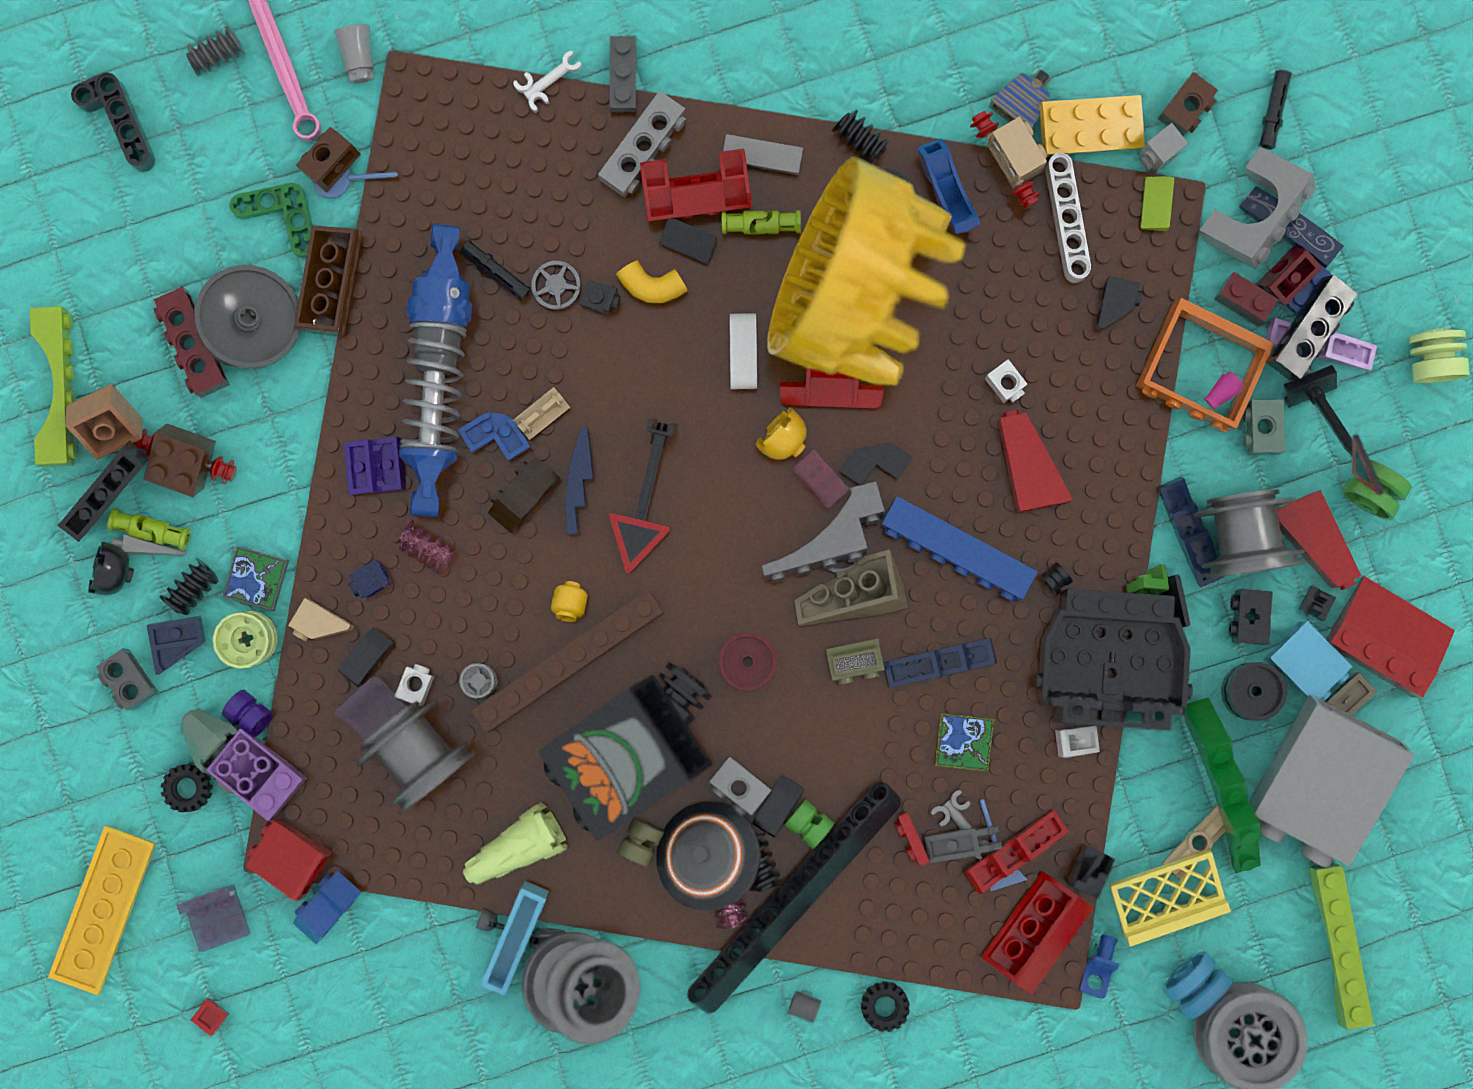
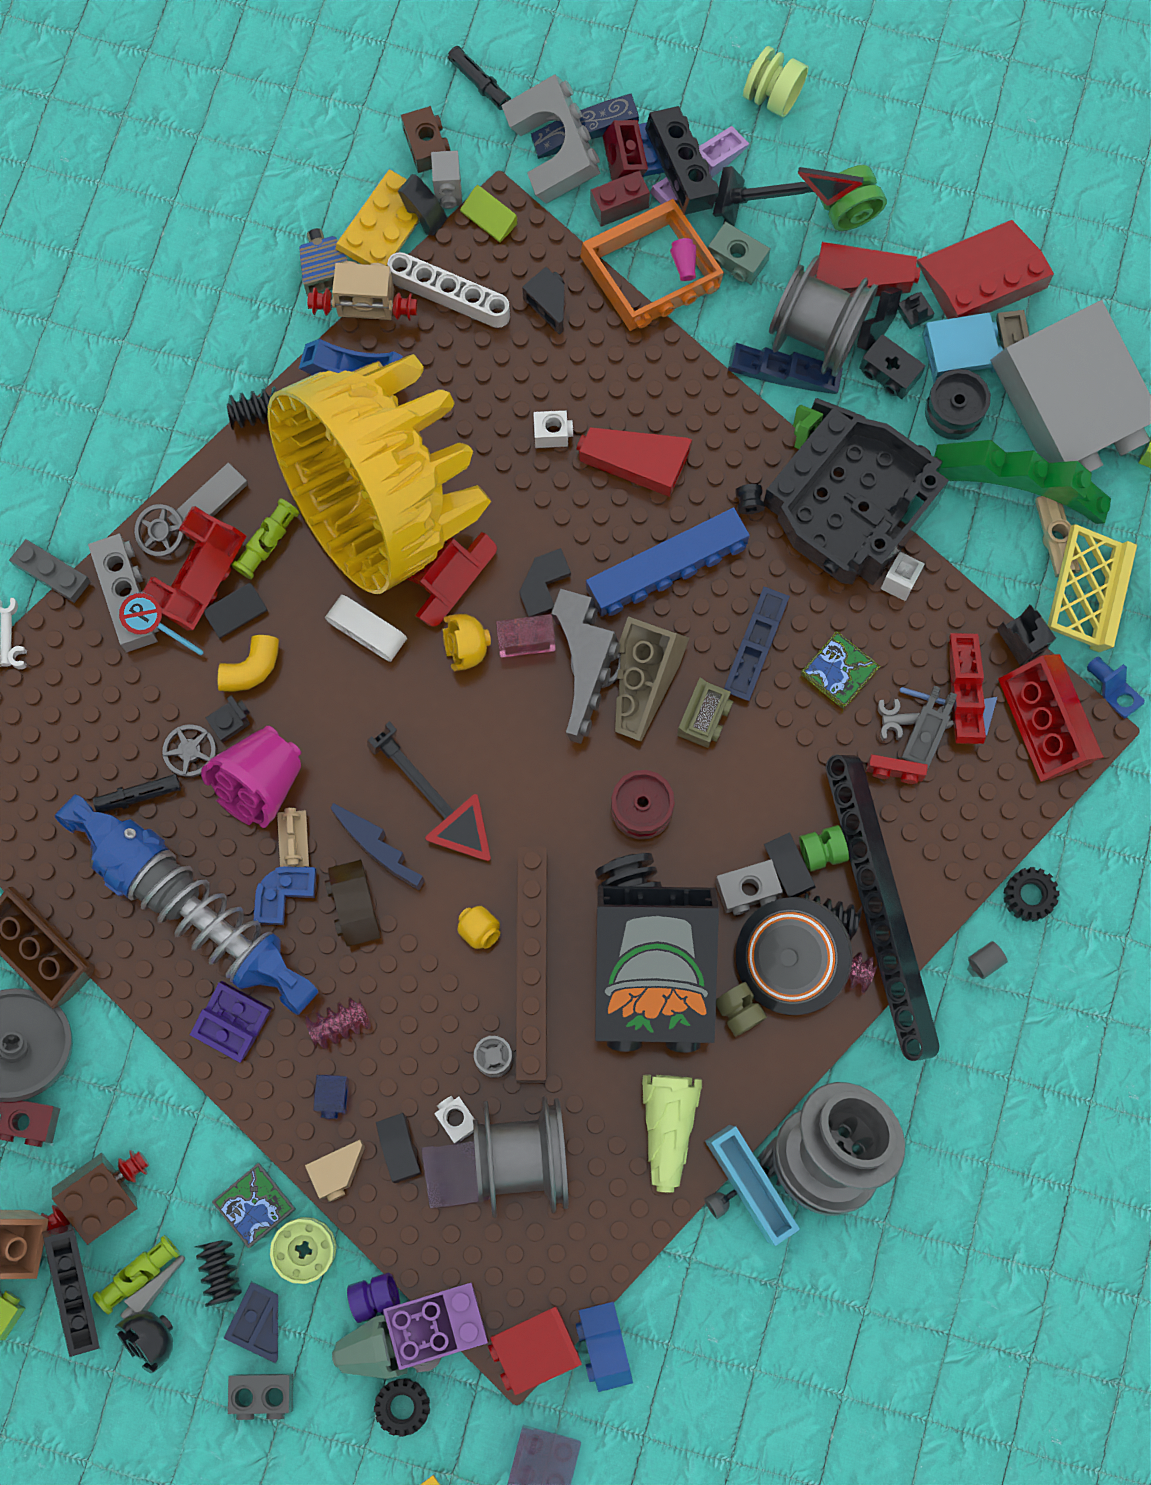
camera: 55 degrees left, 10 degrees down
(566, 351) = (254, 776): none -> dark pink cone
(631, 175) = (142, 614): none -> piece
(711, 134) = (159, 530): none -> flat silver wheel
(1127, 145) = (420, 200): none -> black slope
(1276, 582) = (885, 314): none -> black tile

